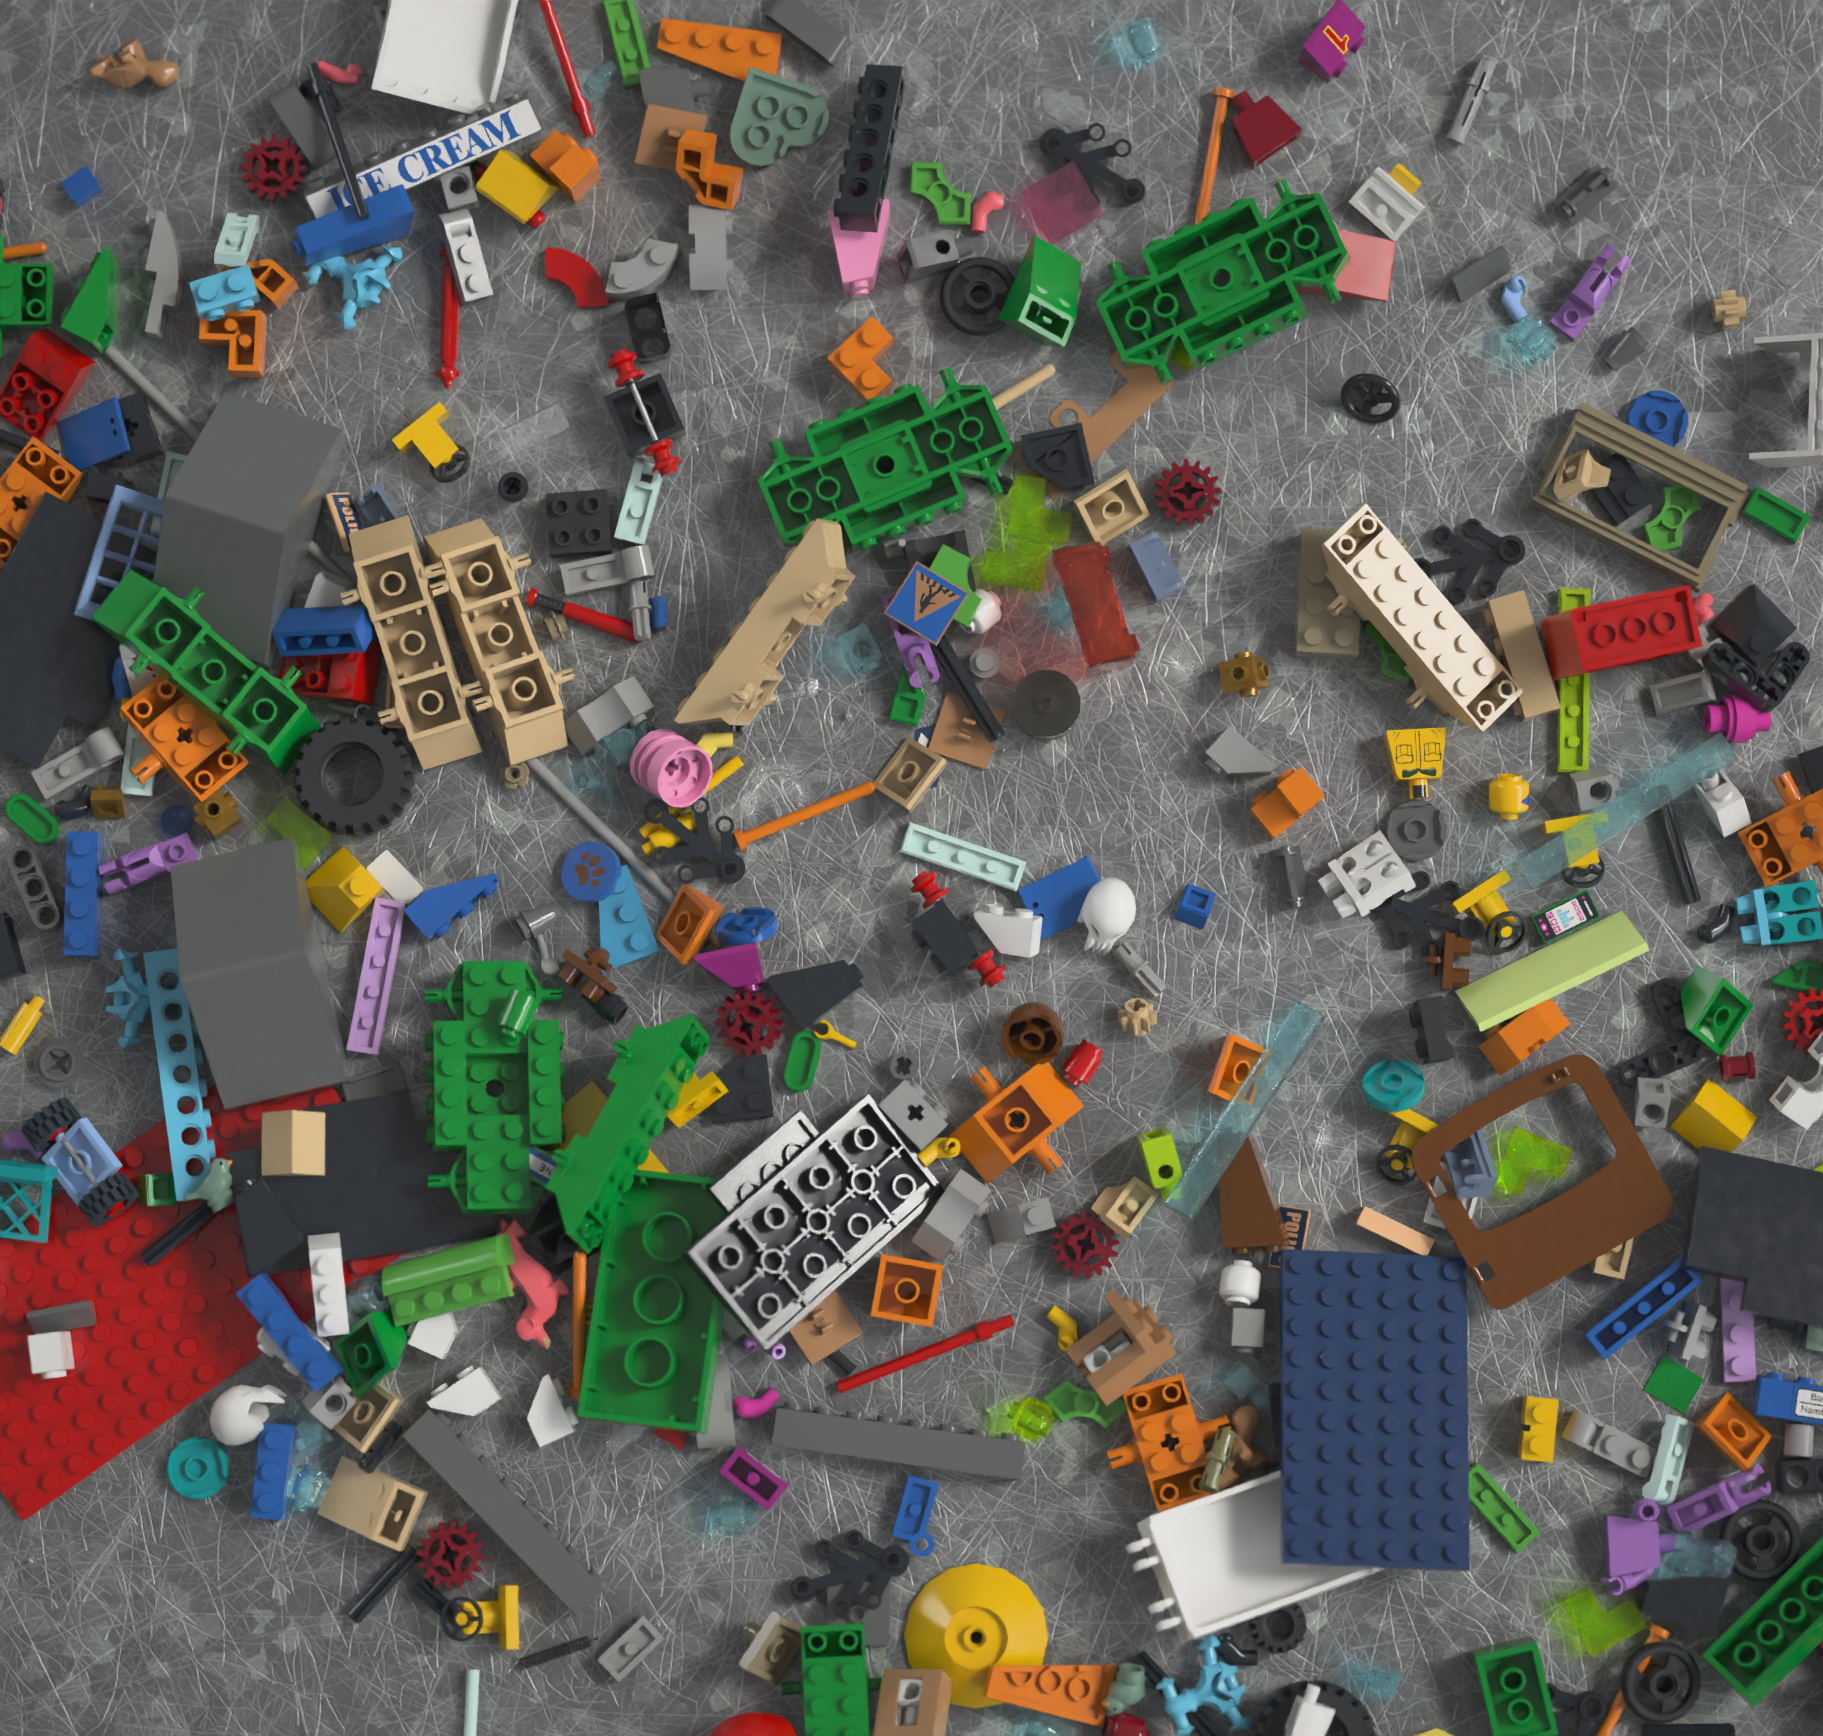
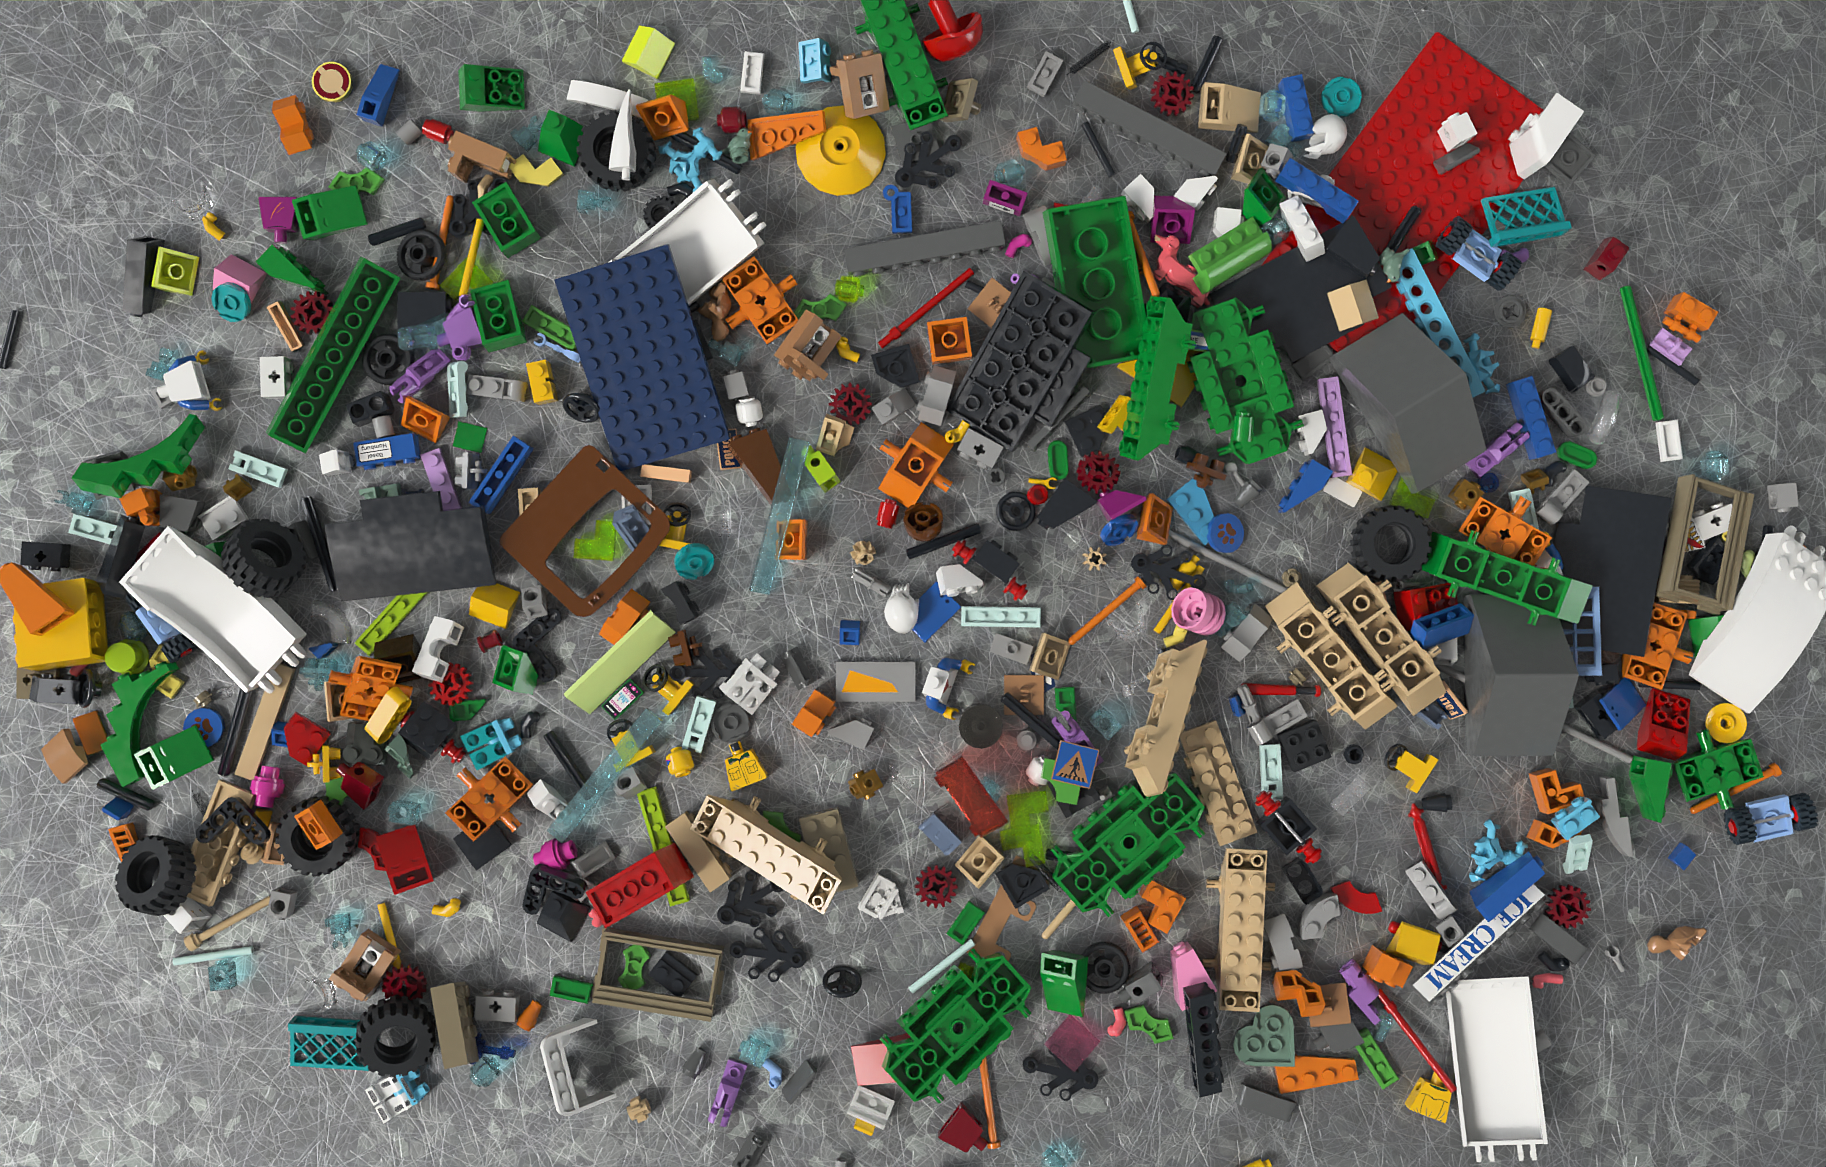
camera: 160 degrees right, 5 degrees up
(229, 71) = (1615, 958): none -> light grey hand
(321, 93) = (1555, 963): black bar -> none
(411, 979) = (1312, 432): none -> white slope
(412, 378) = (1439, 802): none -> black cone
(514, 1365) = (1172, 218): none -> magenta slope
(588, 1508) = (1098, 149): none -> black bar
(614, 144) = (1360, 989): none -> medium lavender plate
(688, 1539) = (1045, 156): none -> orange brick
(724, 510) = (1217, 783): none -> tan plate
(742, 1143) = (1078, 398): none -> dark grey piece
(762, 287) = (1240, 929): none -> tan piece
(790, 891) = (1089, 556): none -> tan gear
(849, 1019) = (1037, 494): none -> red tile
(868, 1015) = (1001, 506): none -> black piece
(914, 353) = (1131, 919): none -> orange slope
(963, 804) = (1011, 648): none -> light grey plate
(997, 1279) = (896, 366): none -> black plate
(1011, 996) = (943, 541): none -> black axle
(1020, 471) = (1038, 866): none -> black piece
(1085, 785) = (940, 682): none -> torso
(1161, 426) = (965, 922): none -> green tile
(1180, 821) = (875, 681): none -> light grey tile
(1216, 374) = (941, 966): none -> light aqua bar
(1217, 1460) = (727, 297): olive pin -> none
(1273, 500) = (881, 898): none -> white slope
(1461, 843) = (699, 723): none -> light aqua plate
(1462, 471) = (771, 954): none -> black plant
(1482, 1458) = (570, 354): none -> light blue piece
(1487, 1376) = (582, 404): none -> black piece
(1573, 1550) = (498, 316): none -> green slope
(1578, 474) = (698, 976): tan slope -> none
(1585, 1651) = (471, 257): none -> yellow bar
(1659, 416) = (661, 1028): blue tile -> none

